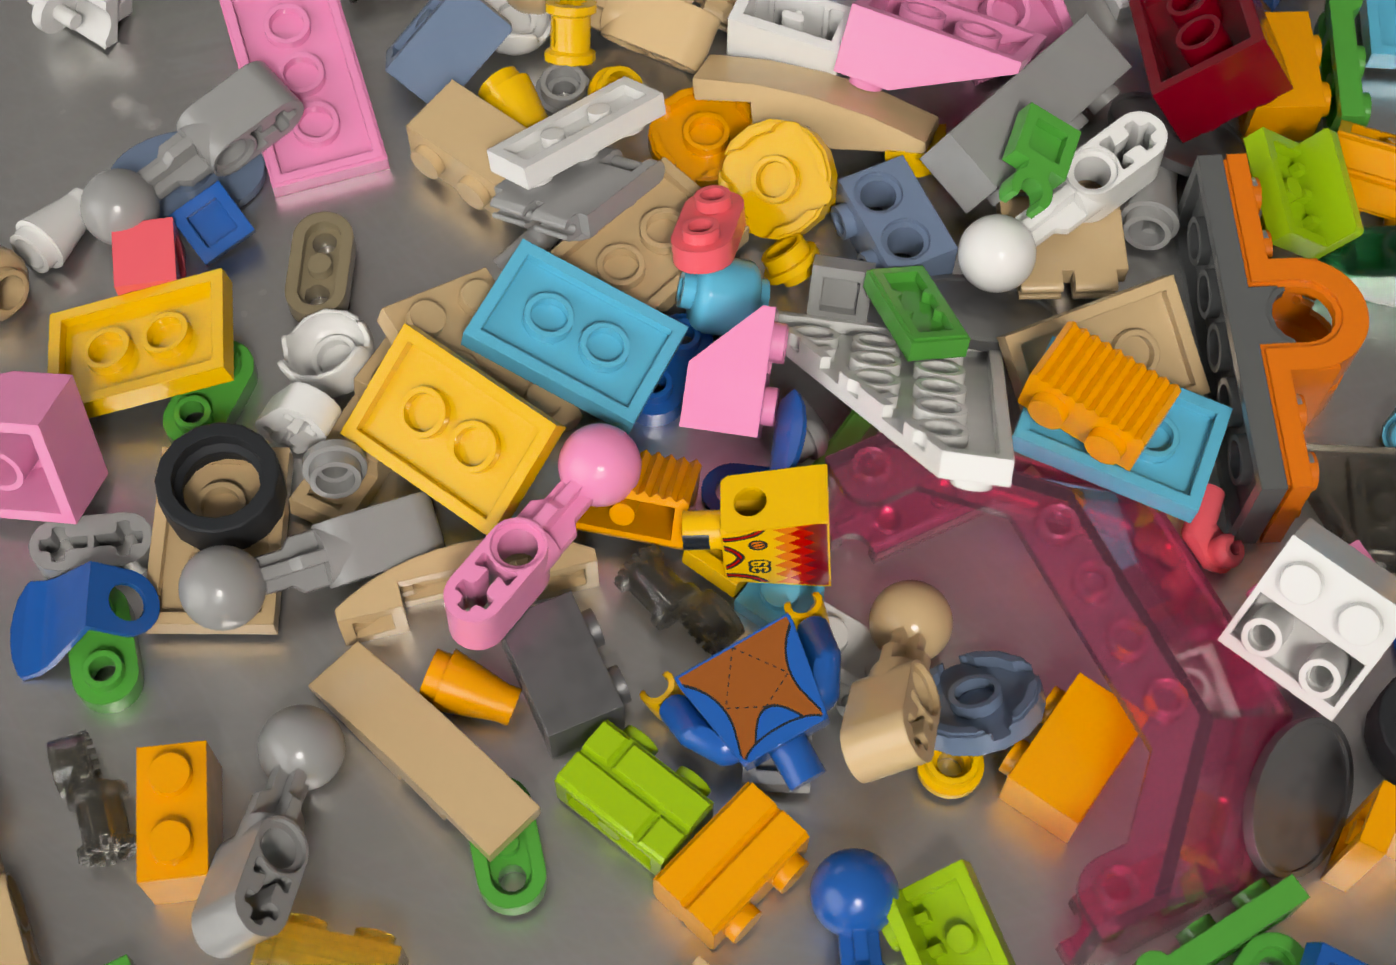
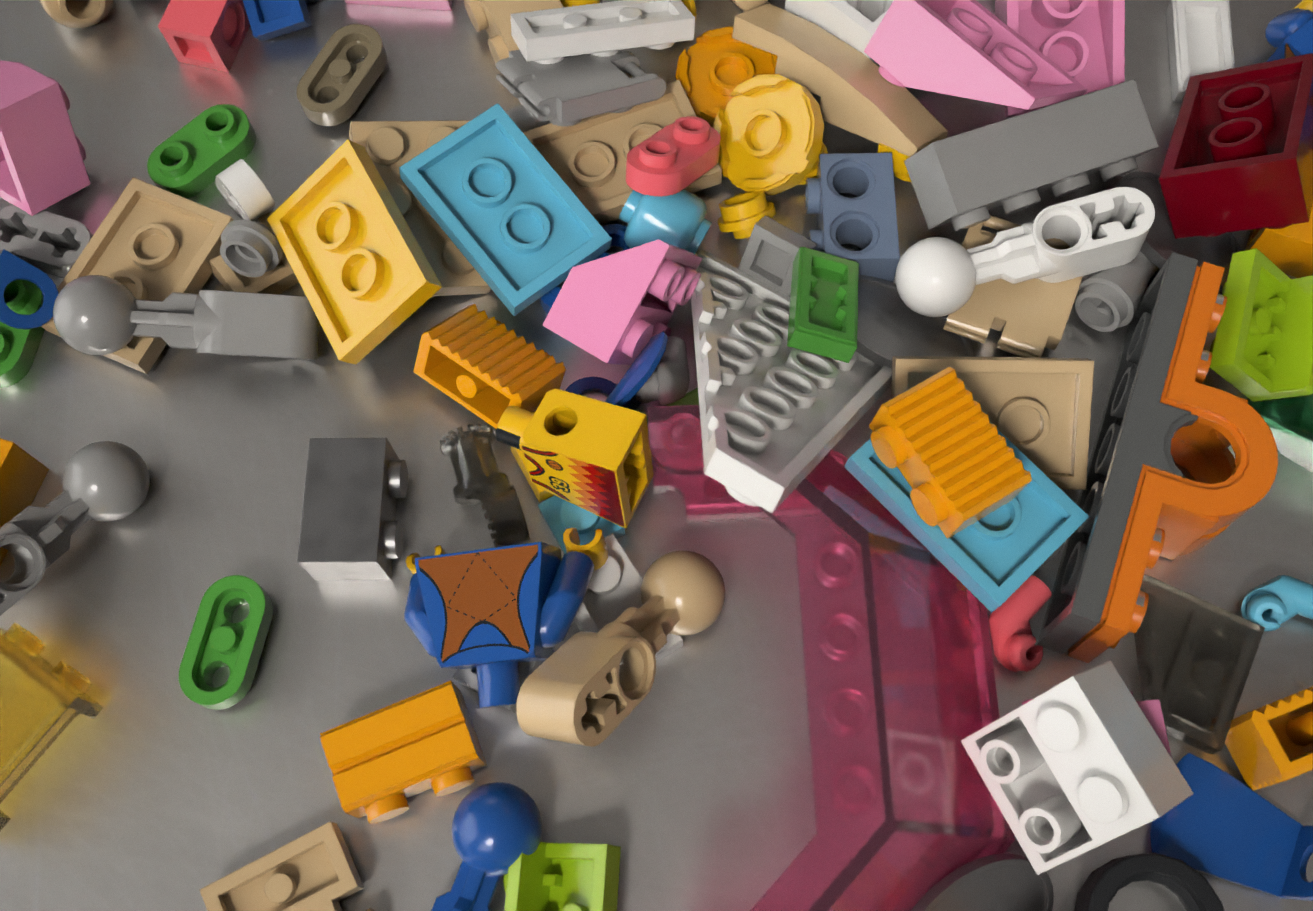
camera: 30 degrees right, 5 degrees up
(147, 343) = (159, 85): yellow plate -> none
(212, 444) = (128, 195): black tyre -> none
(327, 351) = (301, 145): white hair -> none
(380, 604) = (242, 381): tan slope -> none
(425, 750) = (200, 531): tan slope -> none
(468, 689) = (265, 485): light orange cone -> none
(595, 469) = (454, 335): bright pink beam -> none
(634, 795) = (353, 646): lime brick -> none
(951, 786) = (651, 722): yellow plate -> none
(986, 703) = (705, 701): sand blue tile -> none
(1042, 153) = (1013, 196): bright green plate -> none
(1069, 758) = (758, 792): light orange brick -> none

